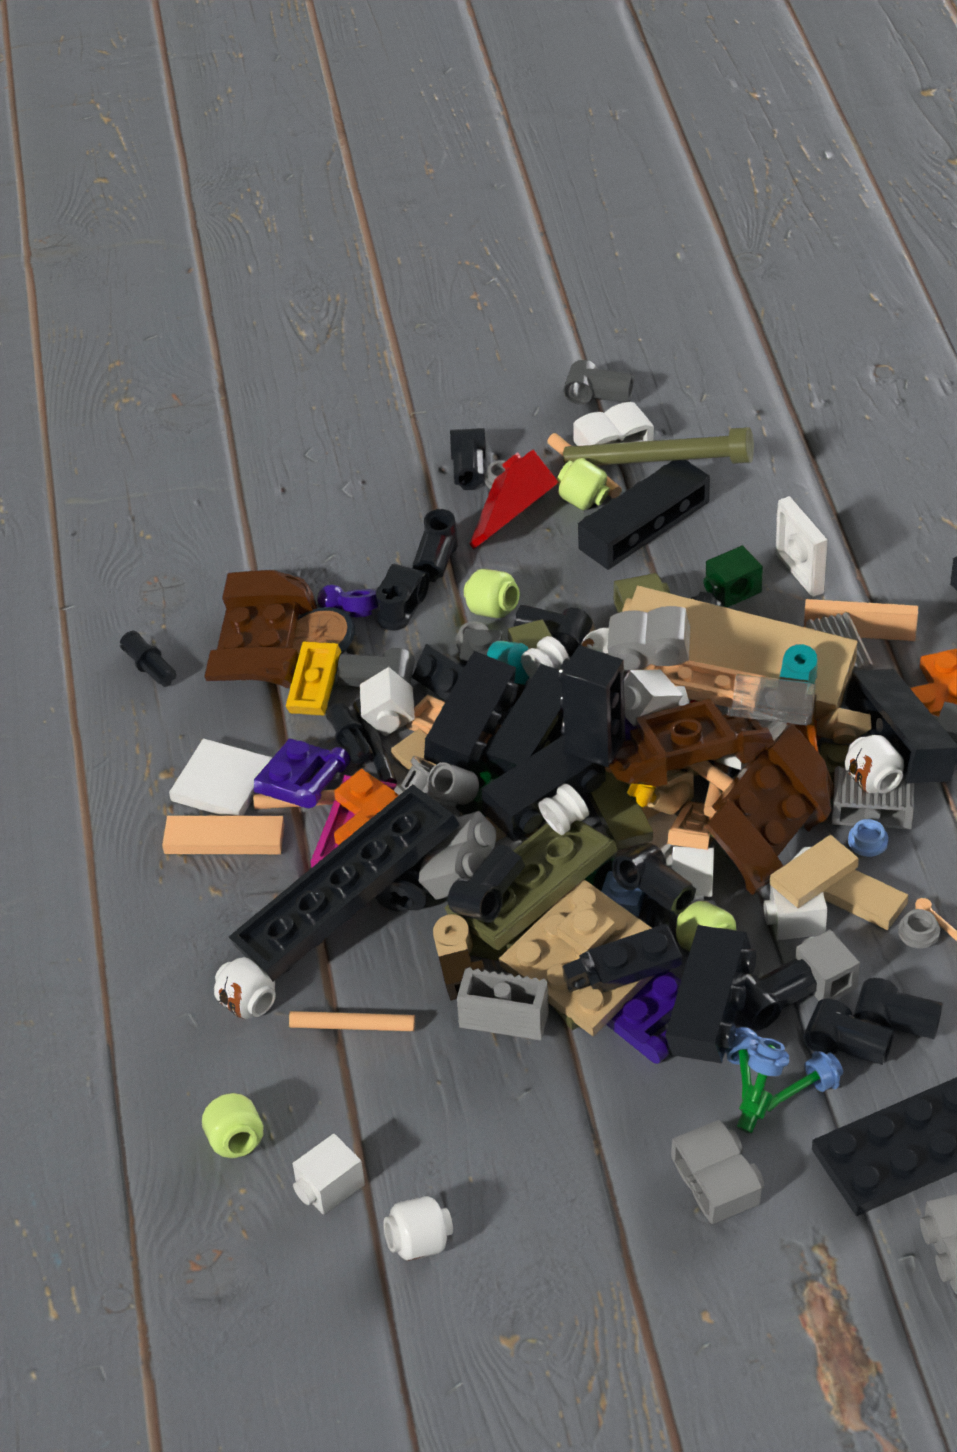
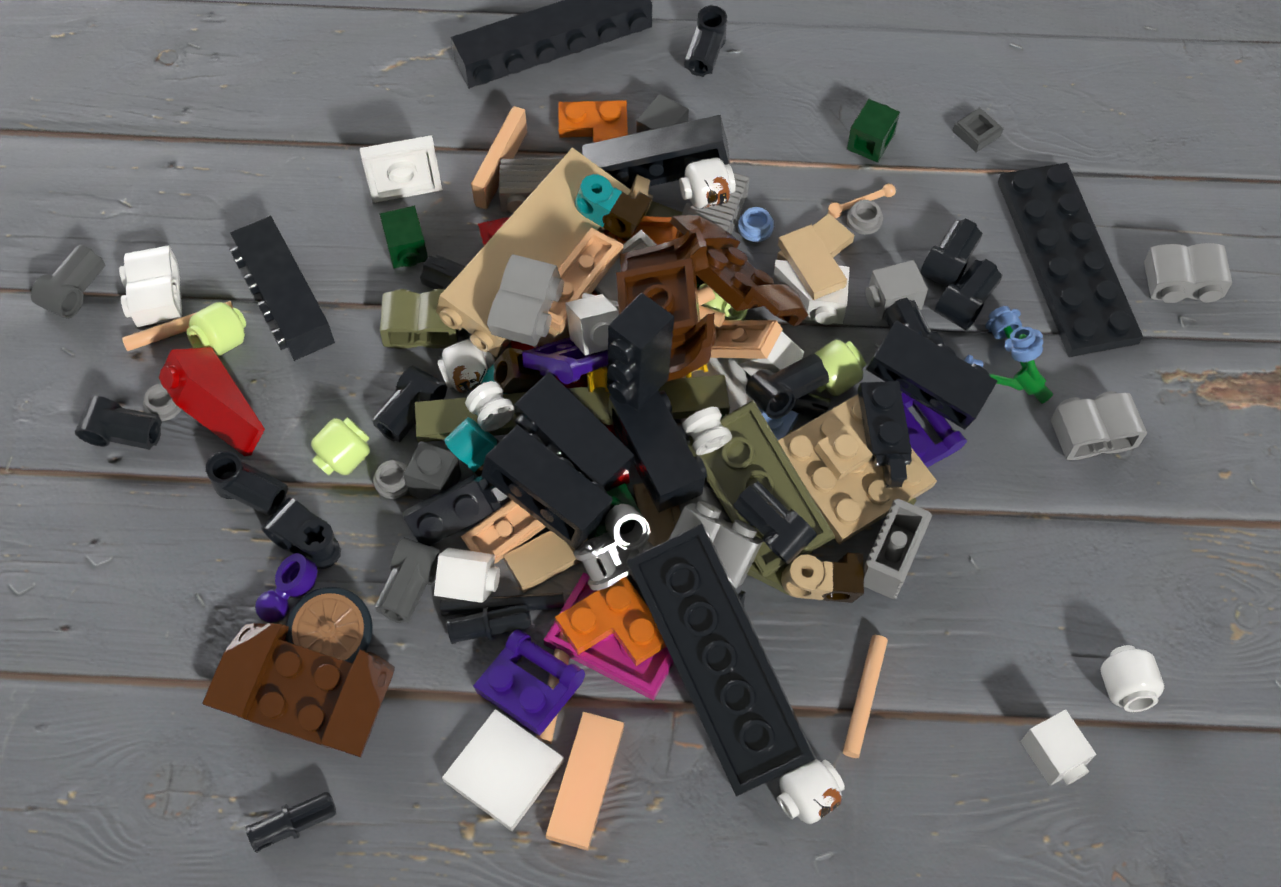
camera: 80 degrees left, 15 degrees up
(232, 1125) = (987, 830): yellowish green head -> none
(313, 678) = (398, 642): yellow plate -> none
(737, 446) = (258, 174): olive piece -> none
(773, 699) = (644, 224): clear panel -> none

